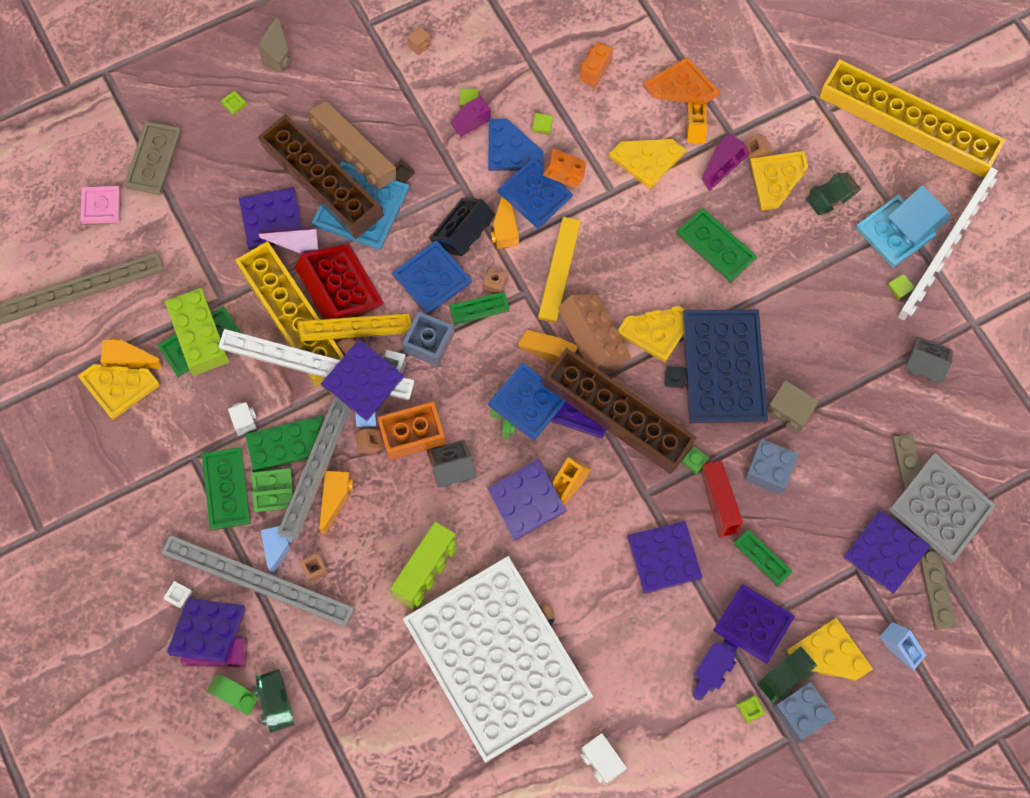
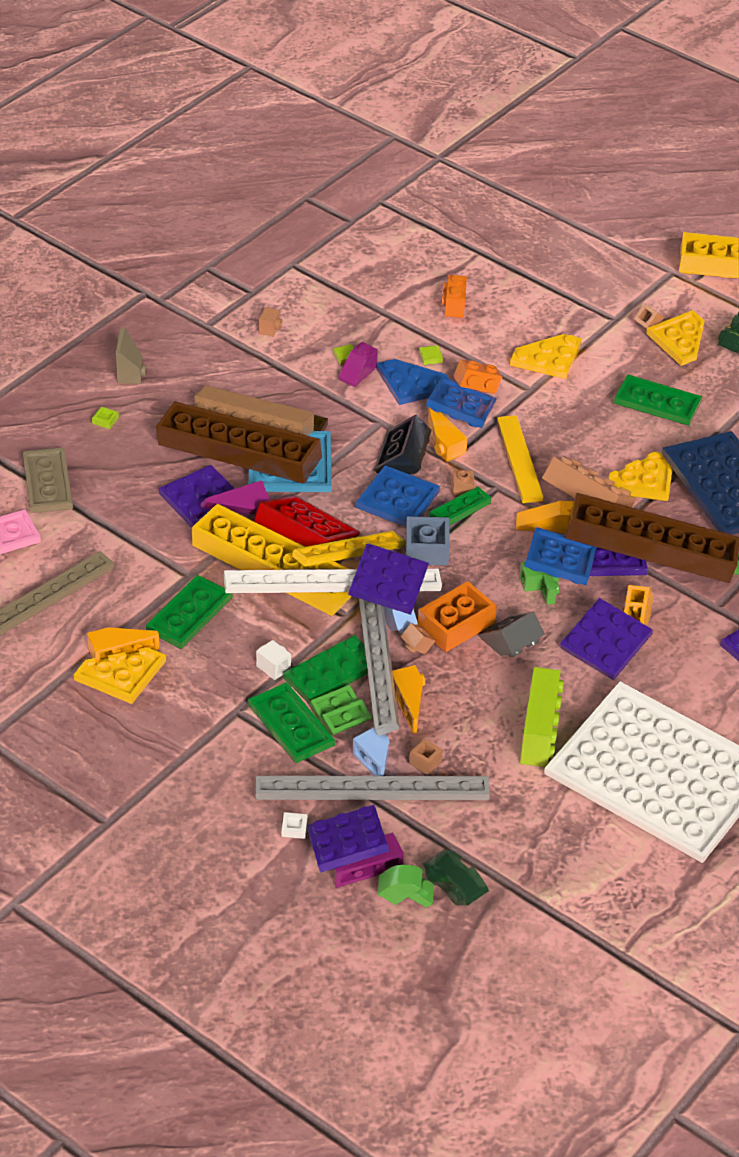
camera: 25 degrees left, 25 degrees down
(196, 331) = (186, 596): lime brick -> none
(675, 377) = (684, 509): black plate -> none
(682, 83) = (546, 290): orange plate -> none
(696, 123) = (579, 314): light orange slope -> none
(724, 159) = (625, 331): magenta slope -> none

